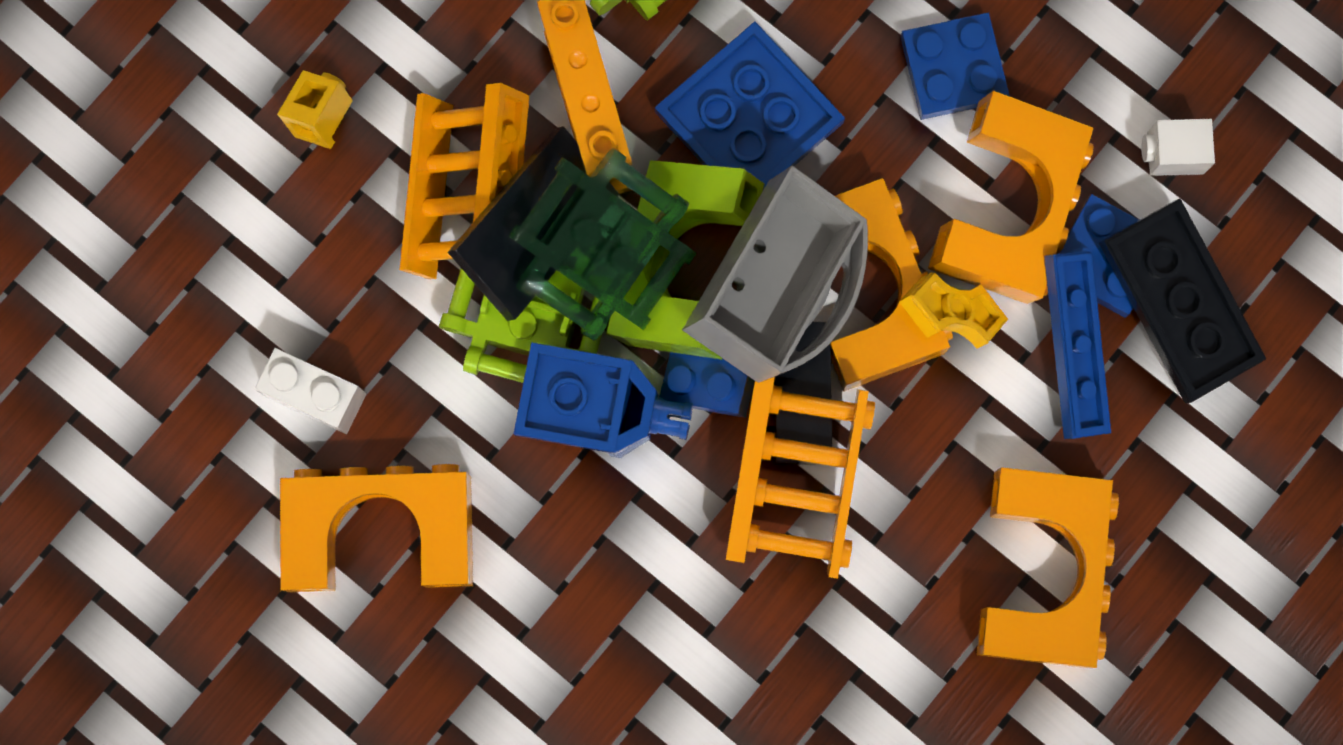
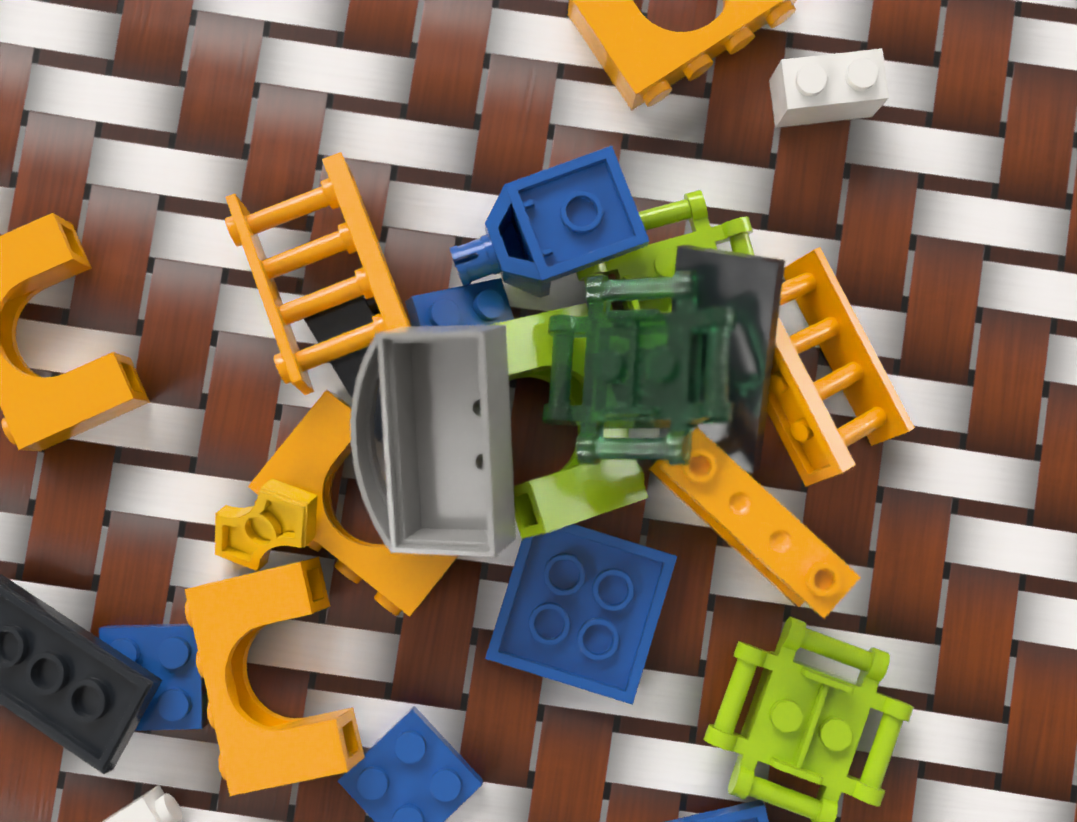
camera: 140 degrees right, 5 degrees up
(315, 108) = (1002, 359): yellow brick -> none
(1077, 344) = (129, 567): blue tile -> none

